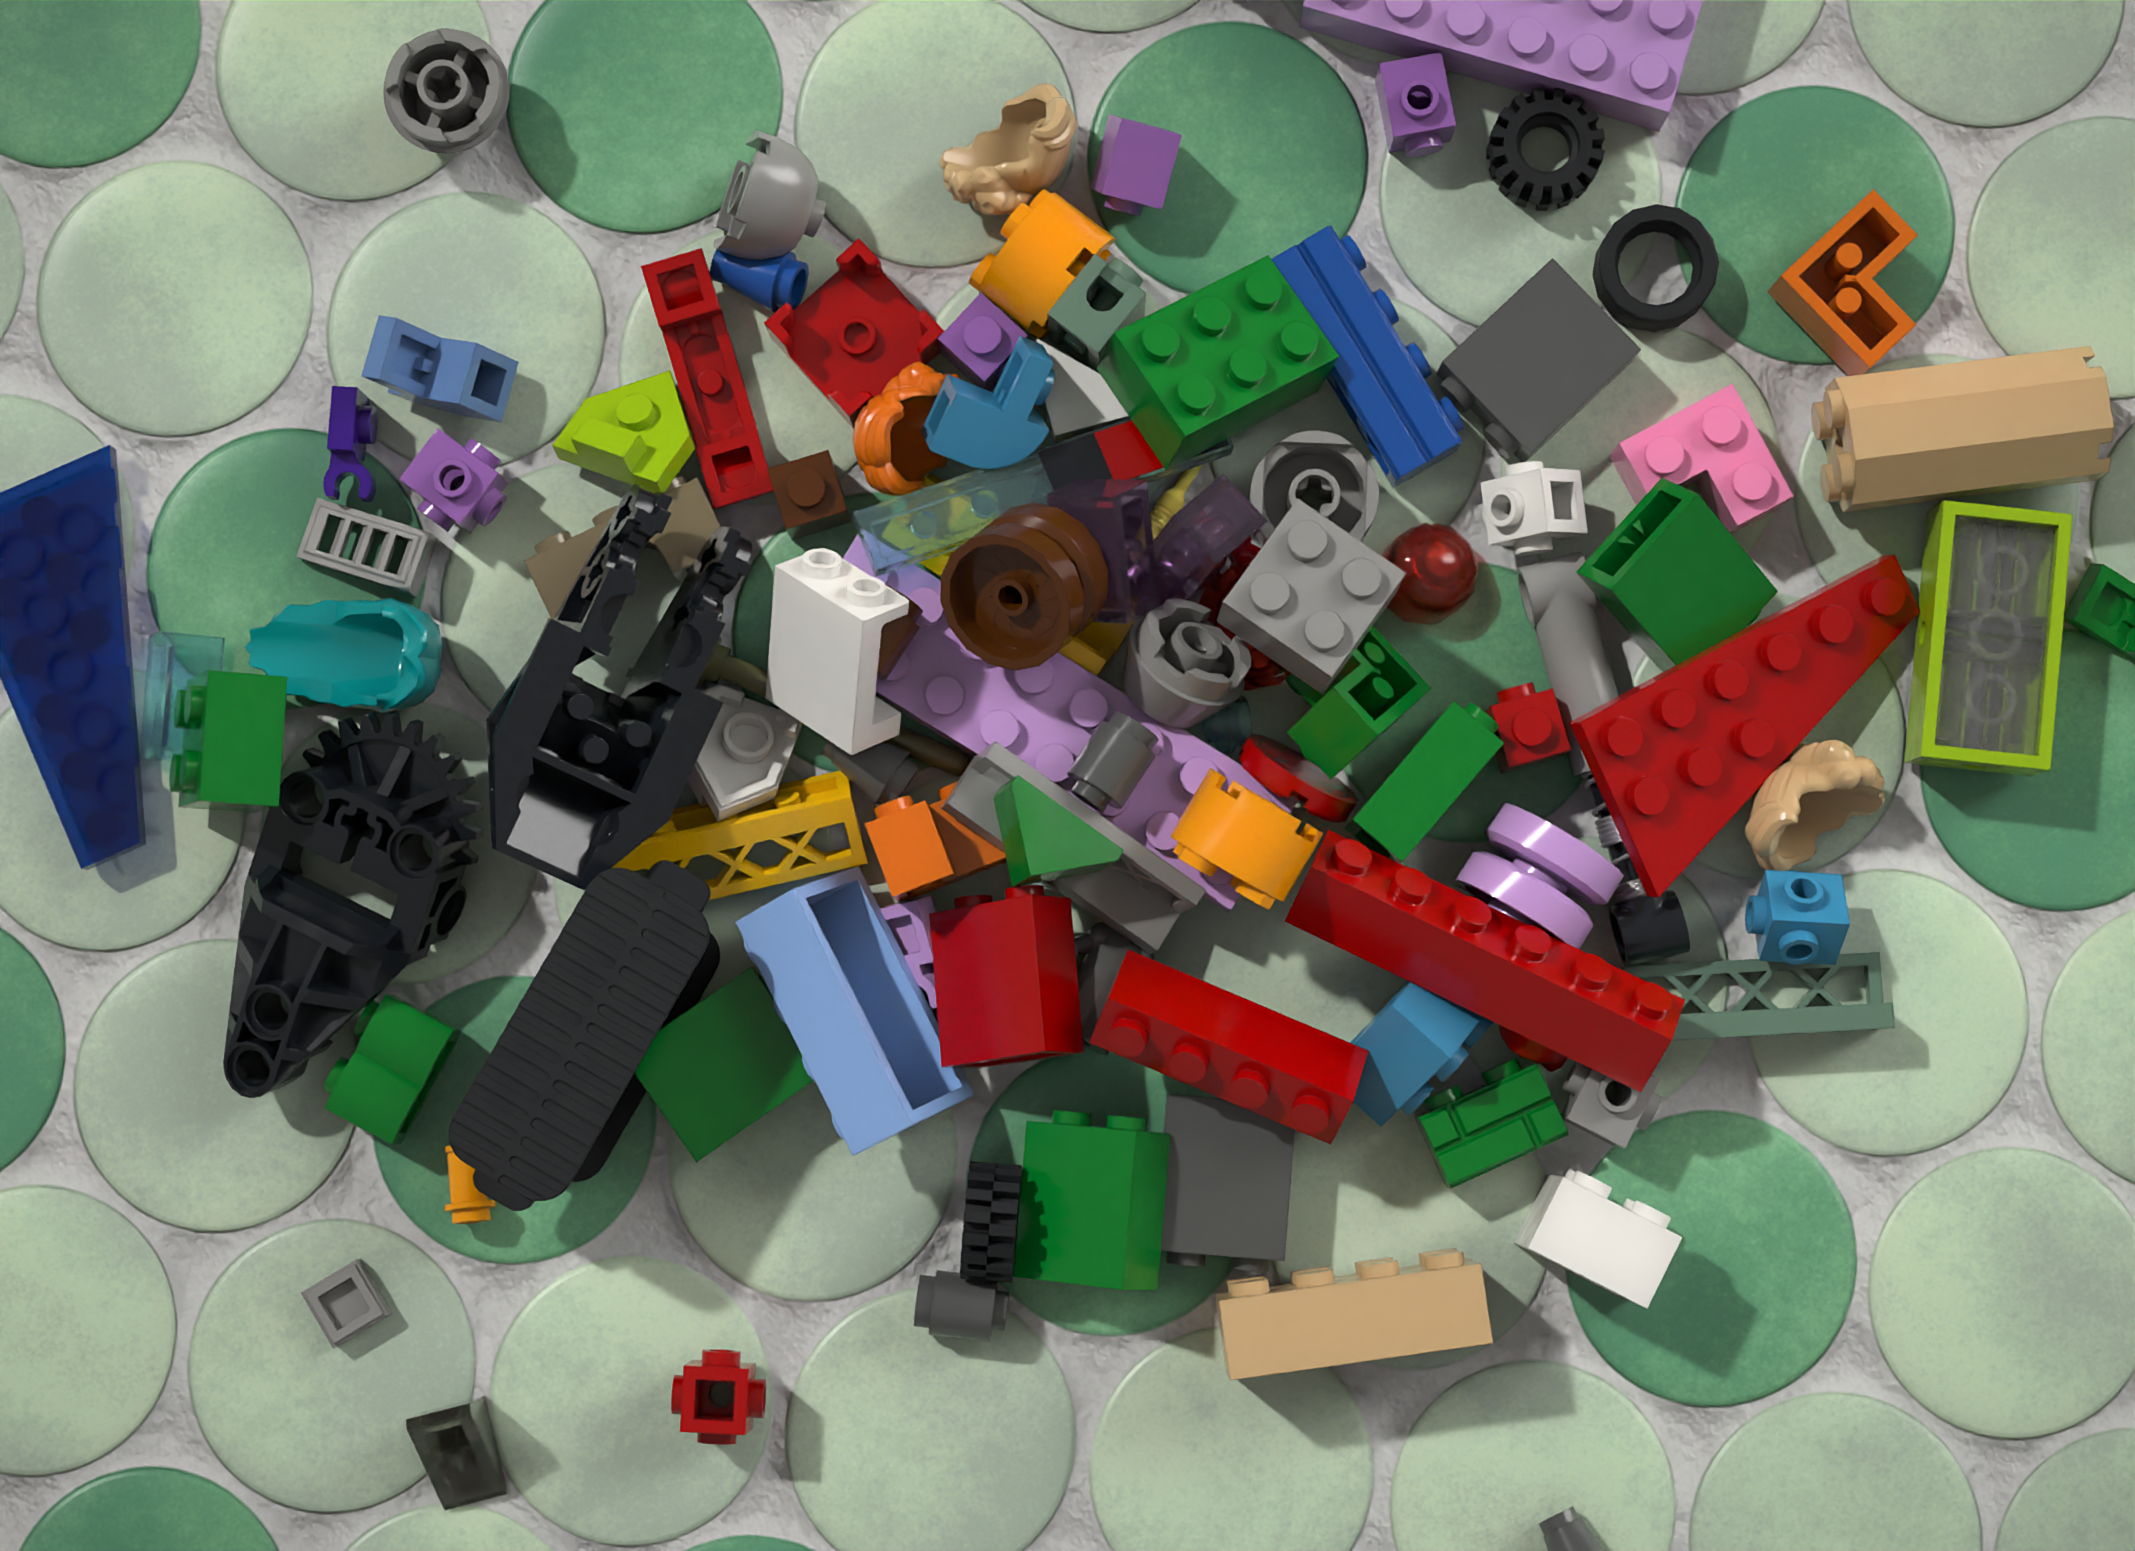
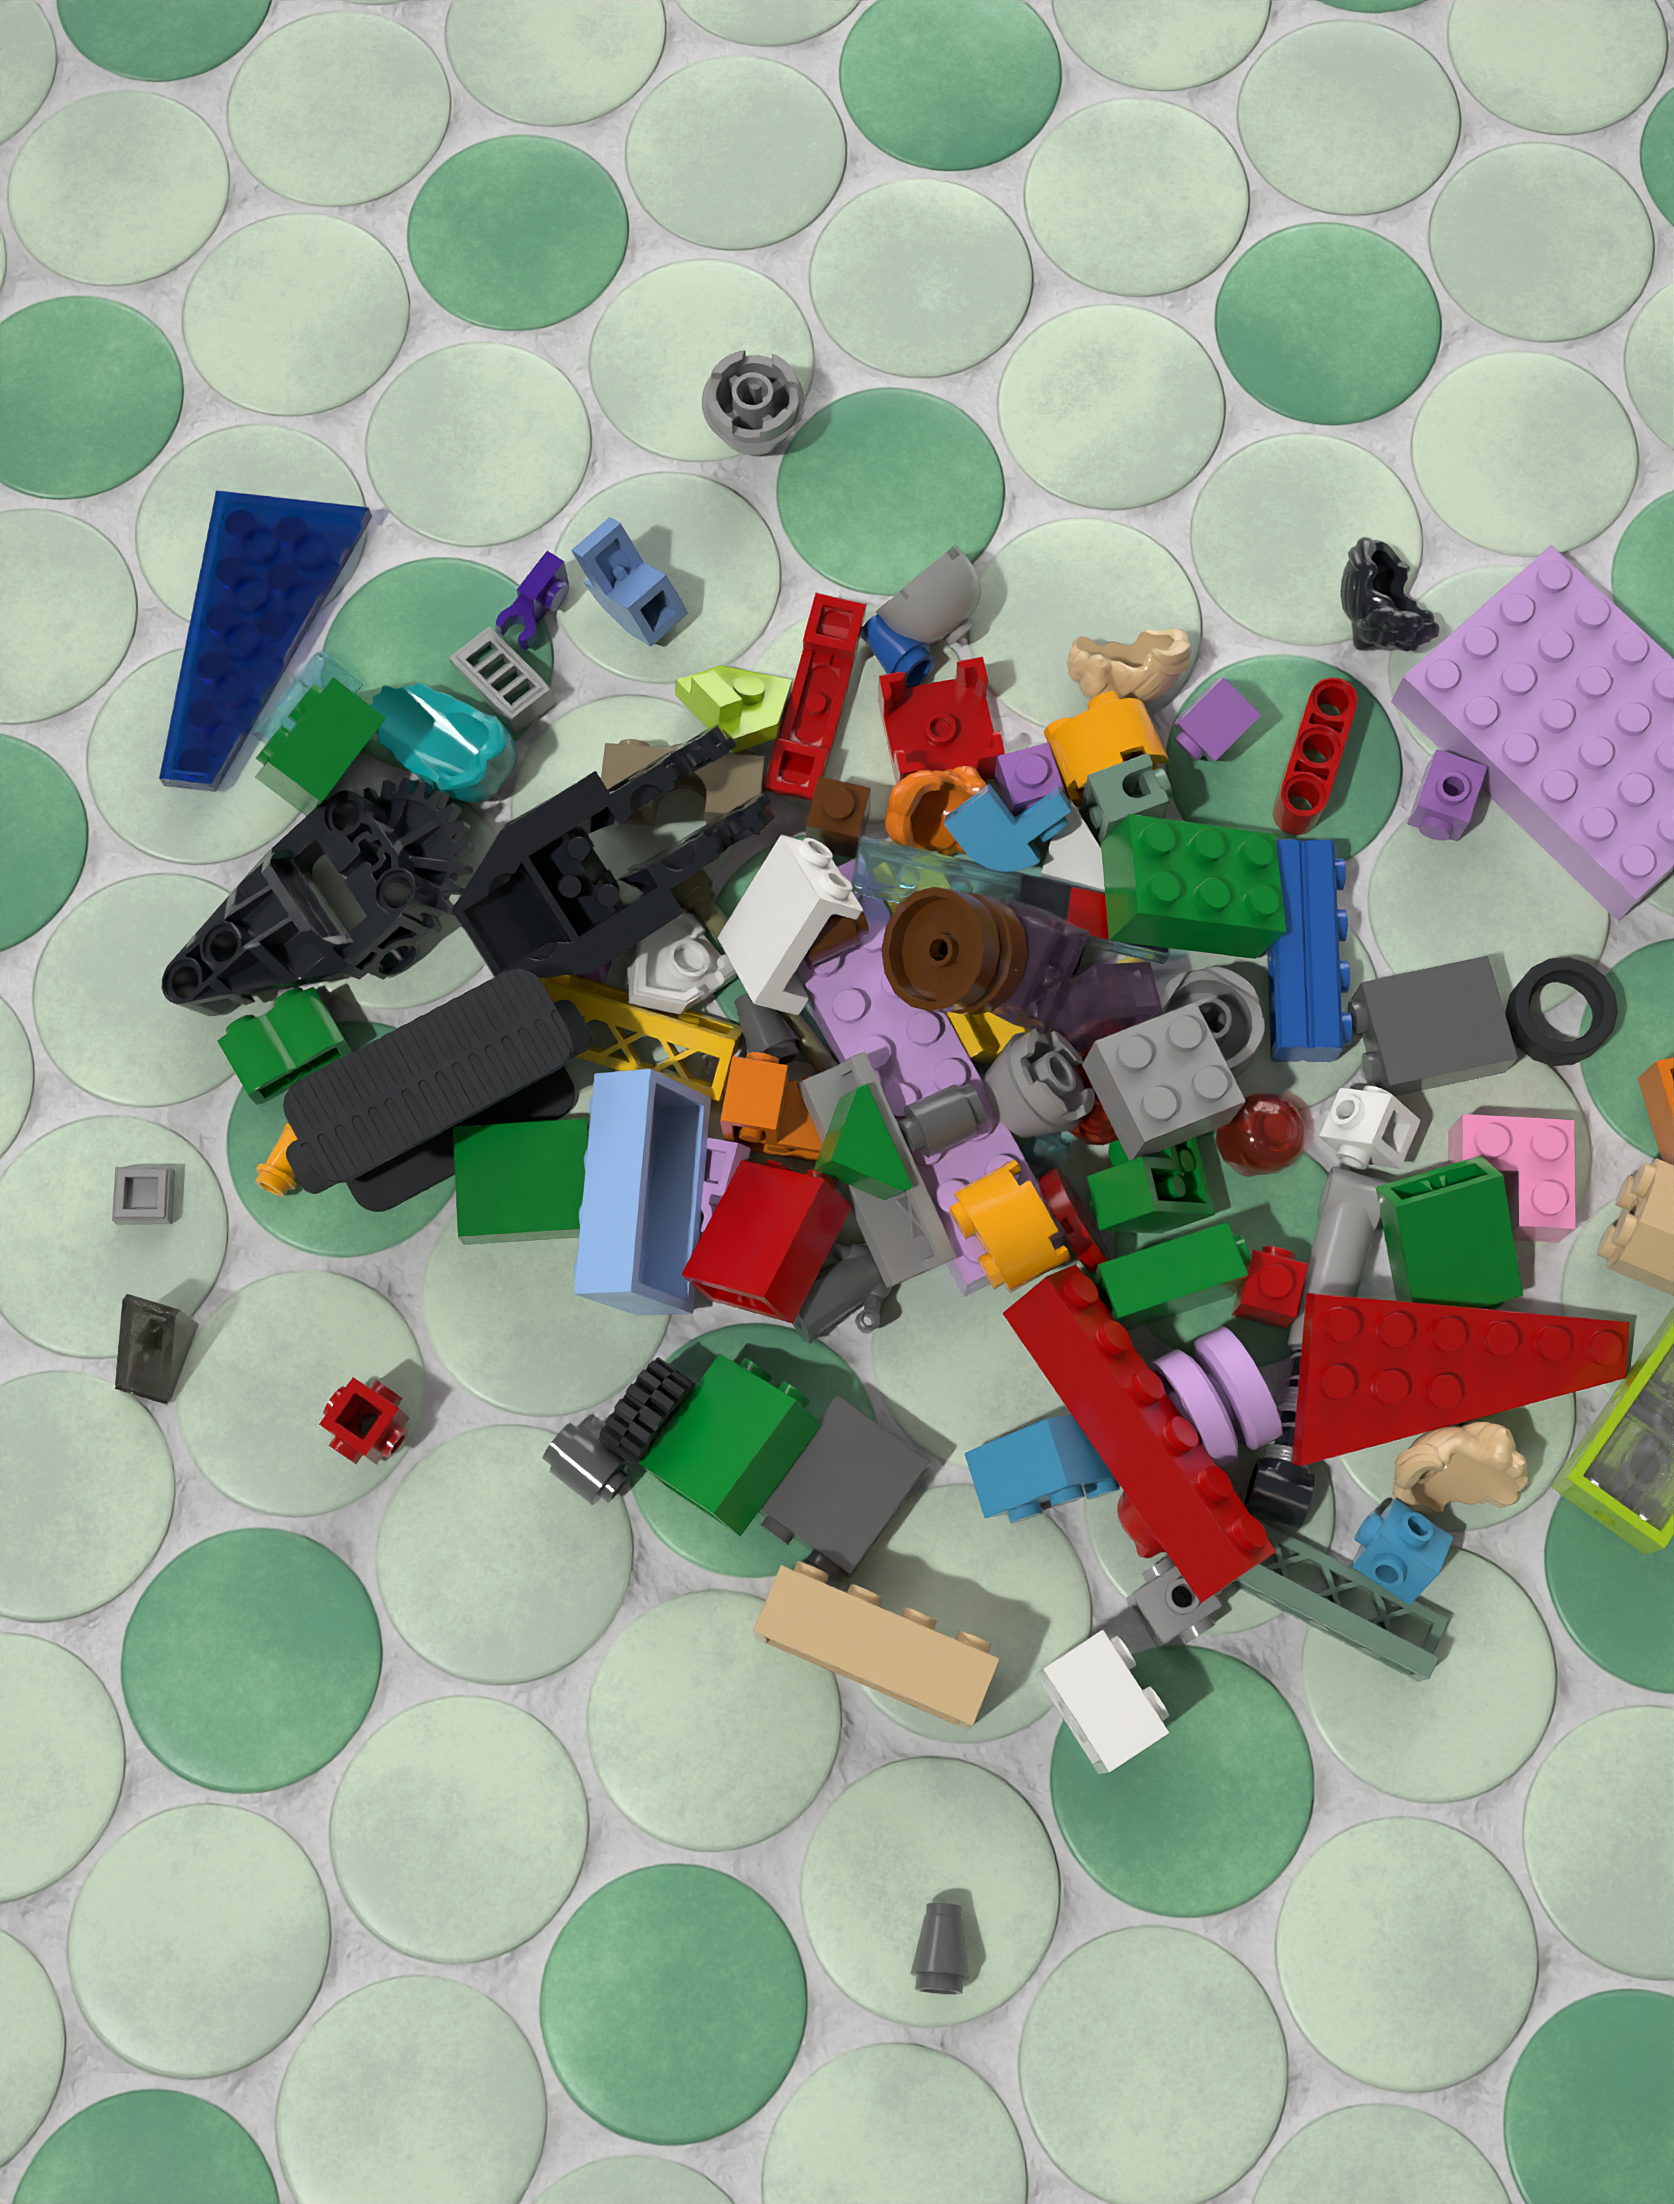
camera: 25 degrees right, 10 degrees down
(438, 471) = (592, 665): medium lavender brick -> none
(1229, 1047) = (904, 1382): red brick -> none
(1257, 109) = (1318, 733): none -> red beam
(1491, 1123) = (1070, 1567): green brick -> none
(1553, 112) = (1547, 861): black tyre -> none

